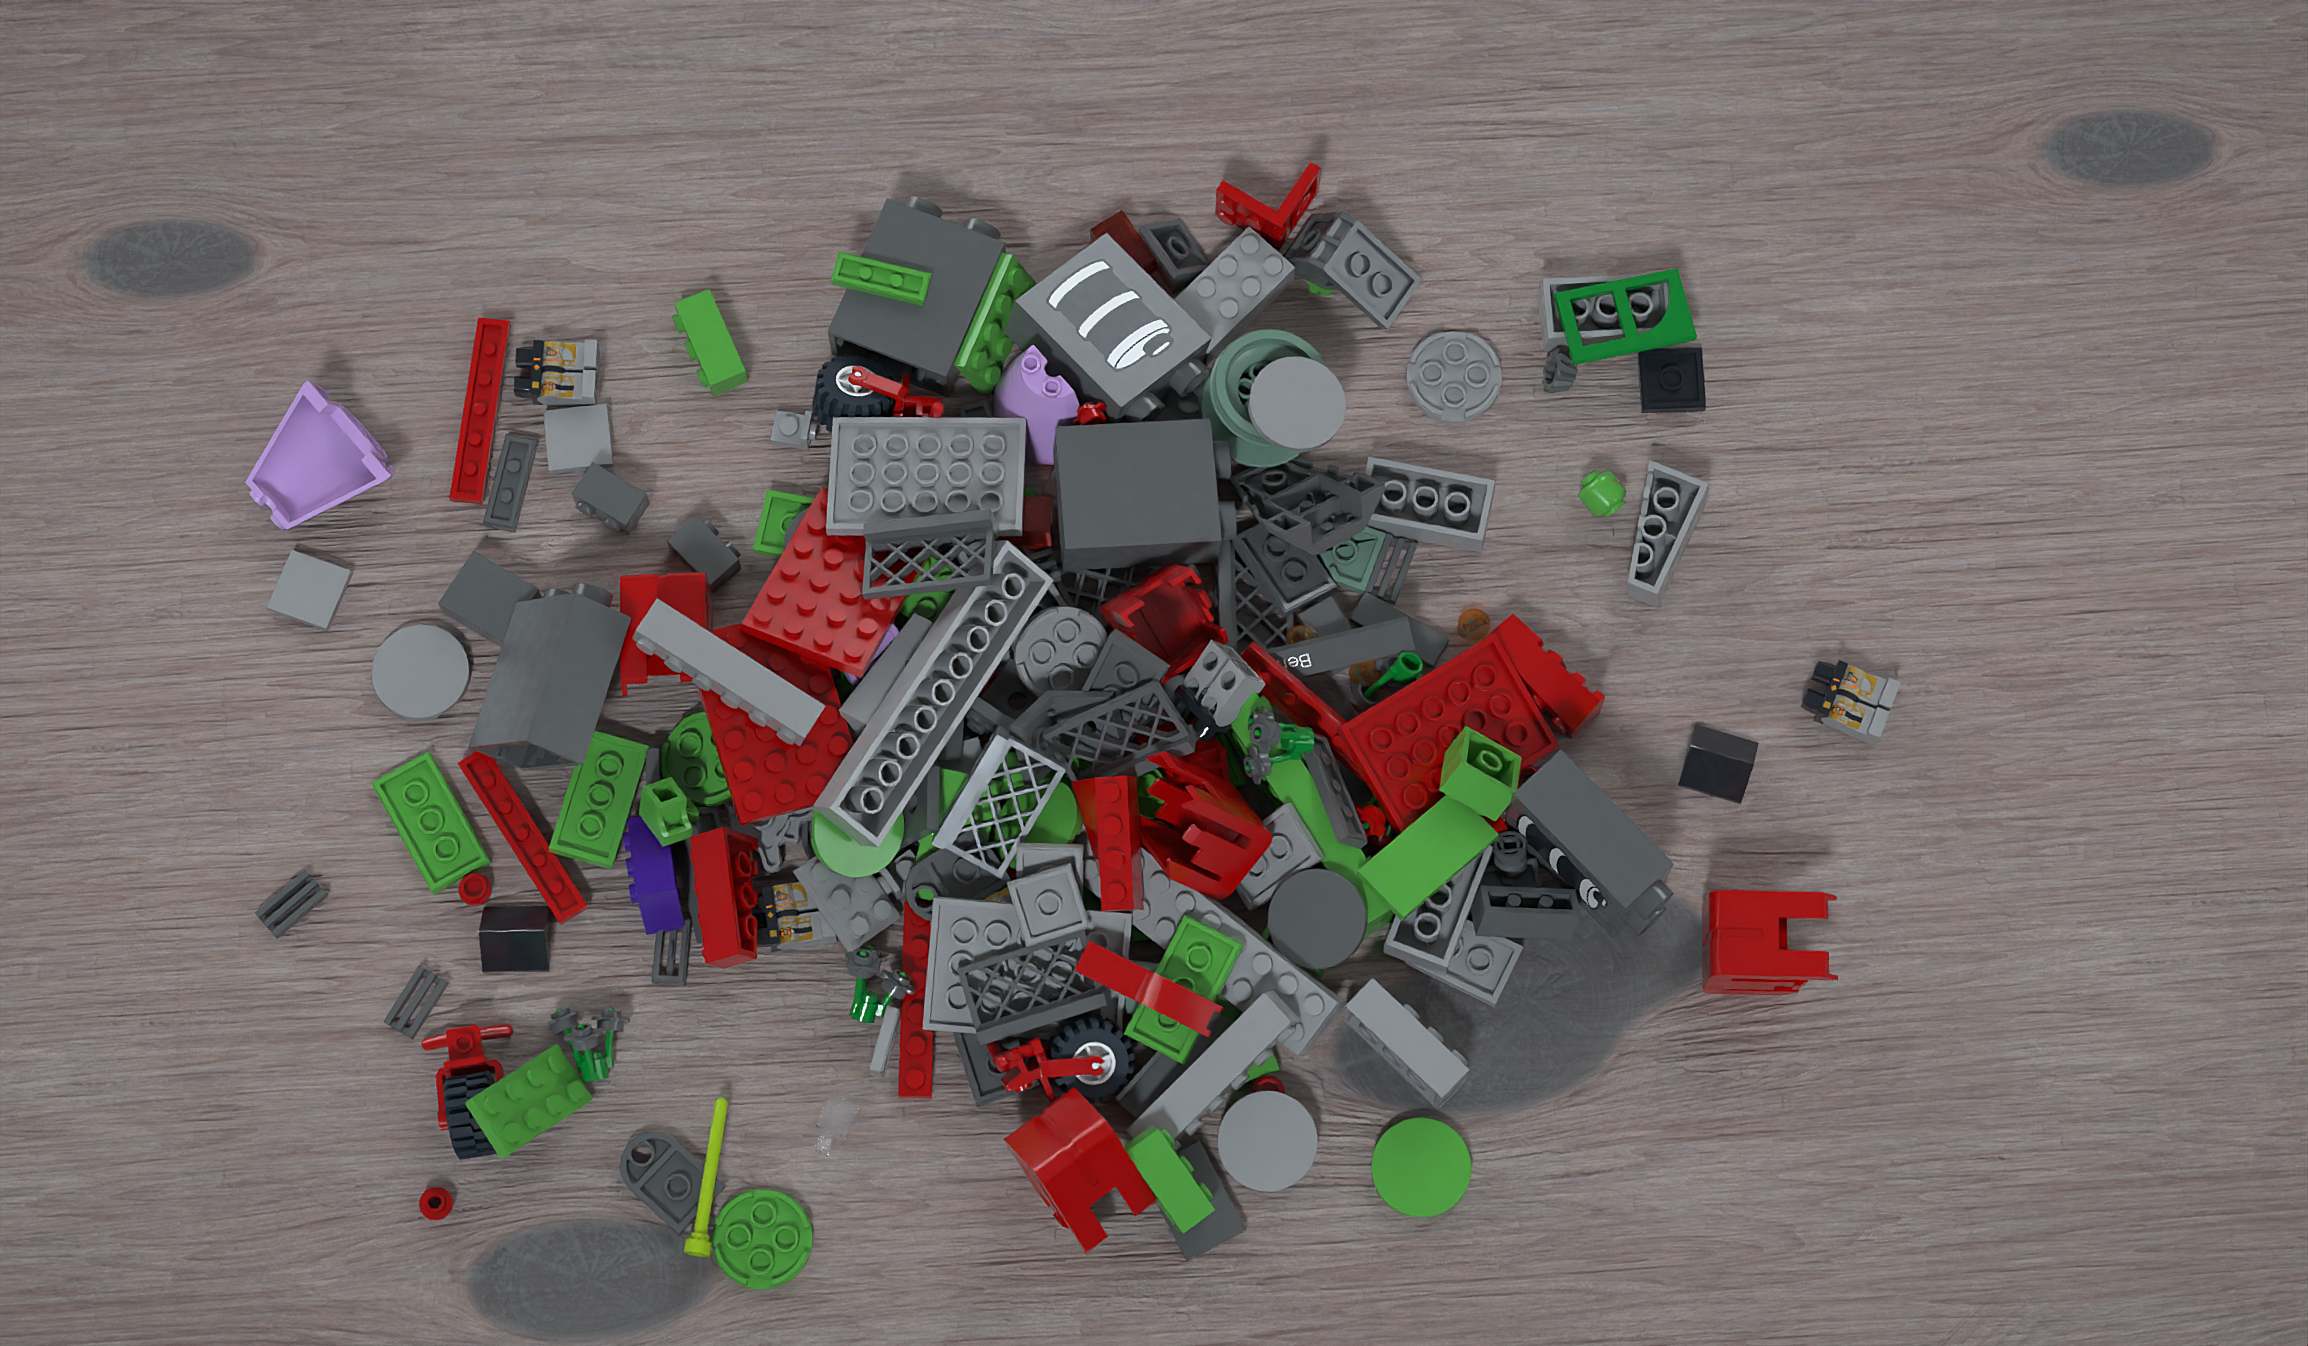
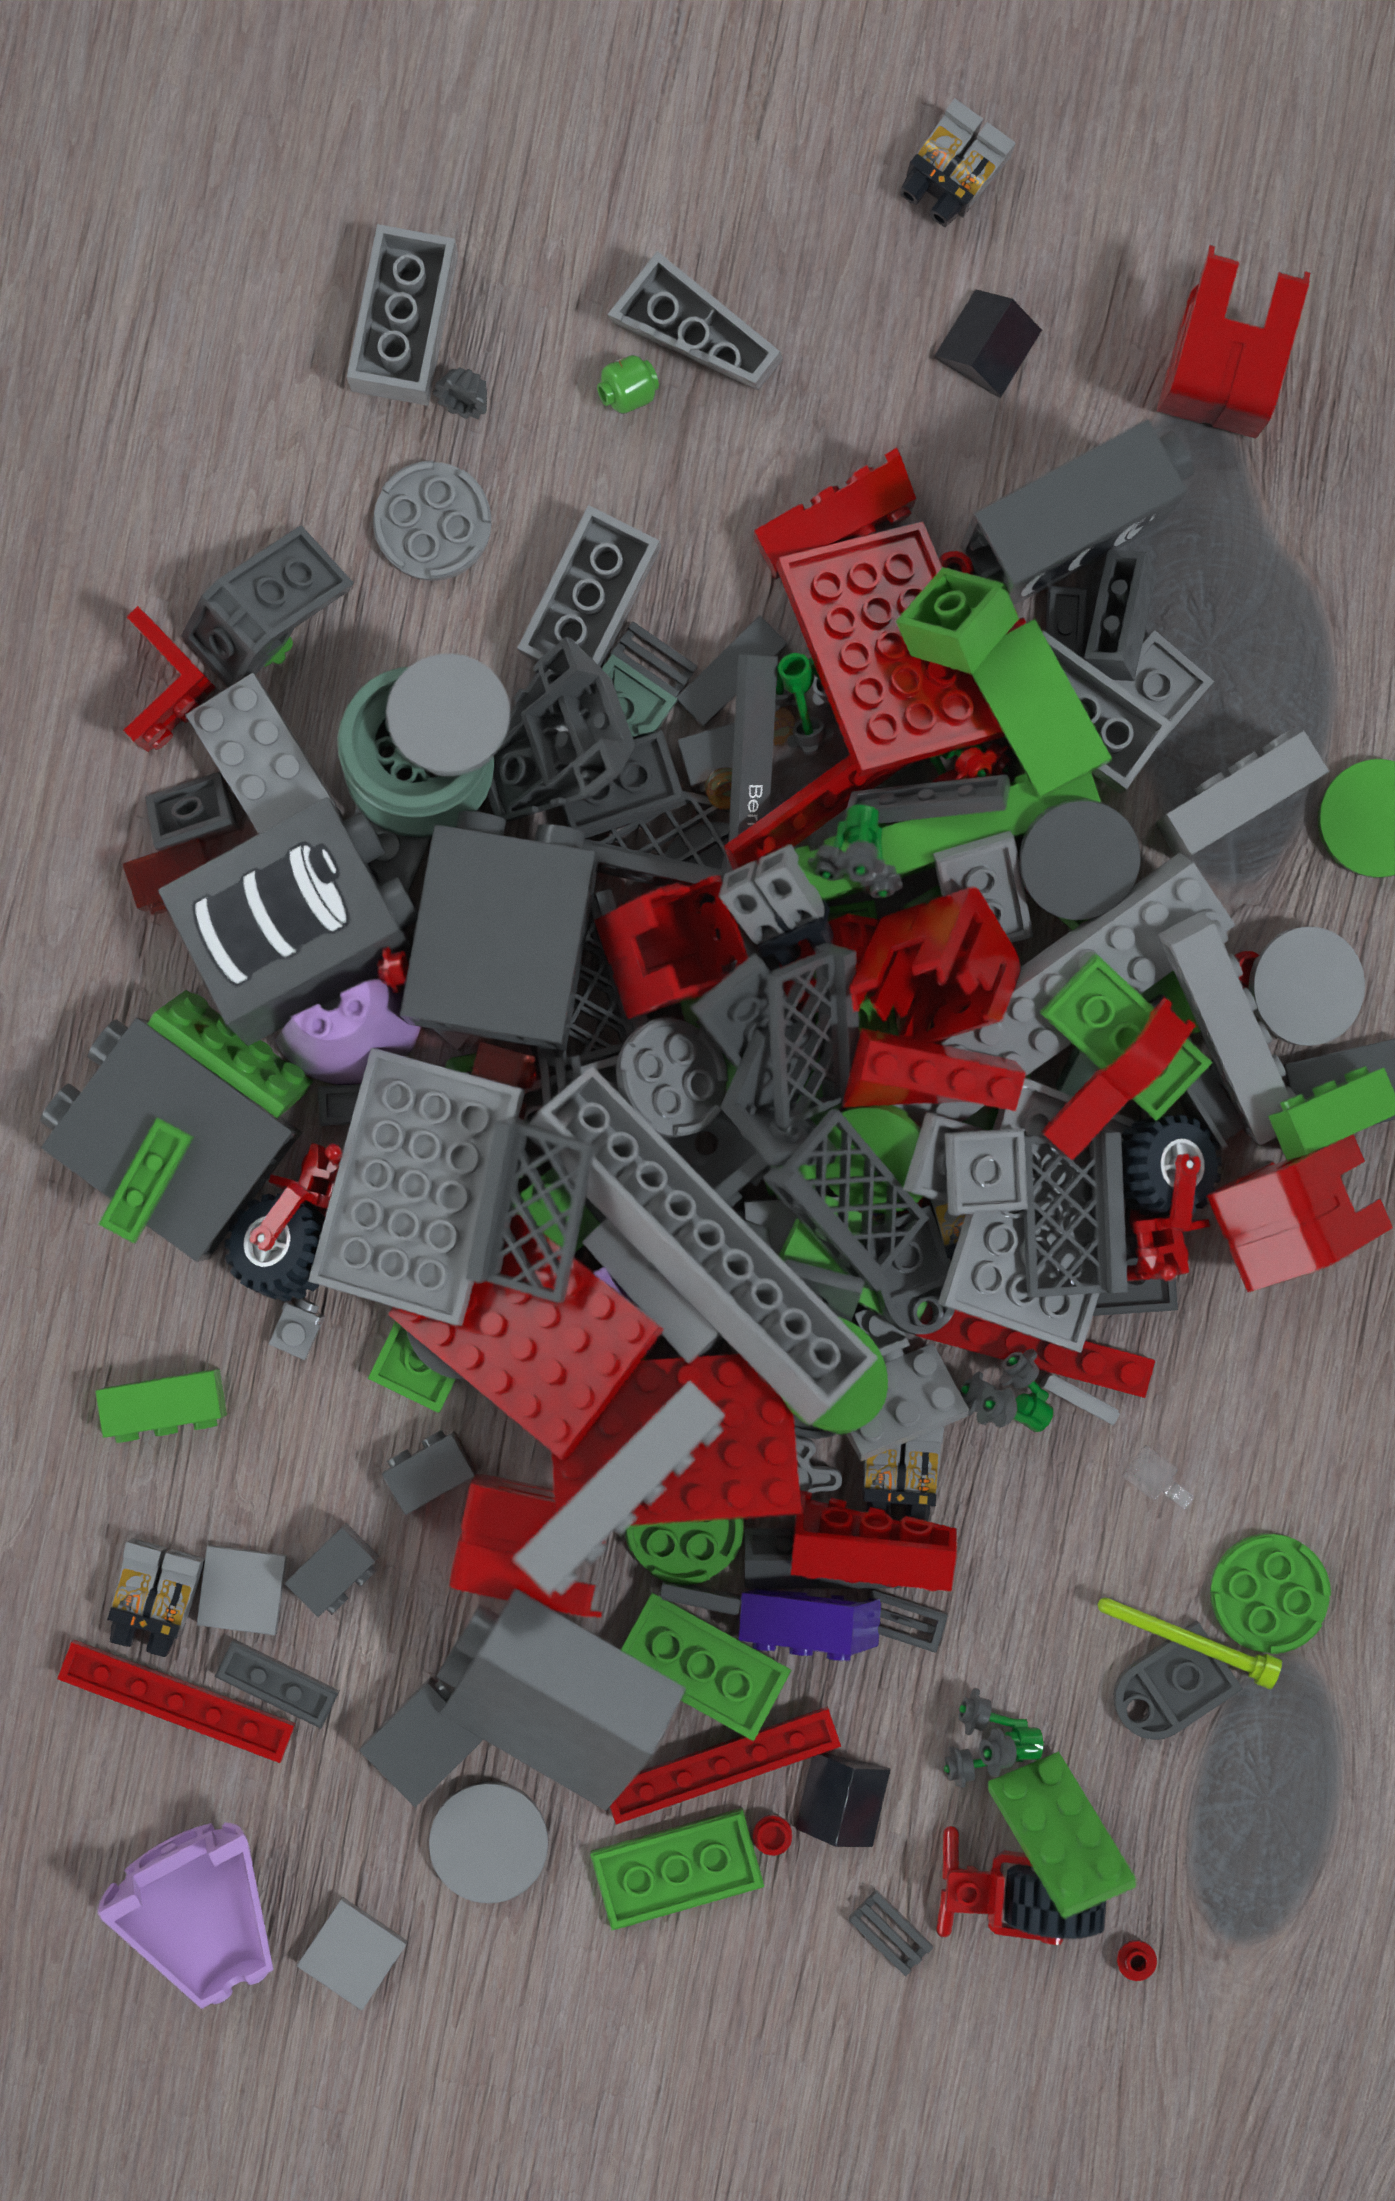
camera: 75 degrees left, 15 degrees up
(283, 895) = (751, 2084): dark grey tile -> none
(667, 811) = (751, 1592): bright green brick -> none
(1473, 625) = (748, 581): clear orange tile -> none
(1510, 854) = (1052, 615): dark grey wheel -> none
(1671, 380) = (503, 263): black tile -> none
(1673, 329) = (451, 237): green window -> none

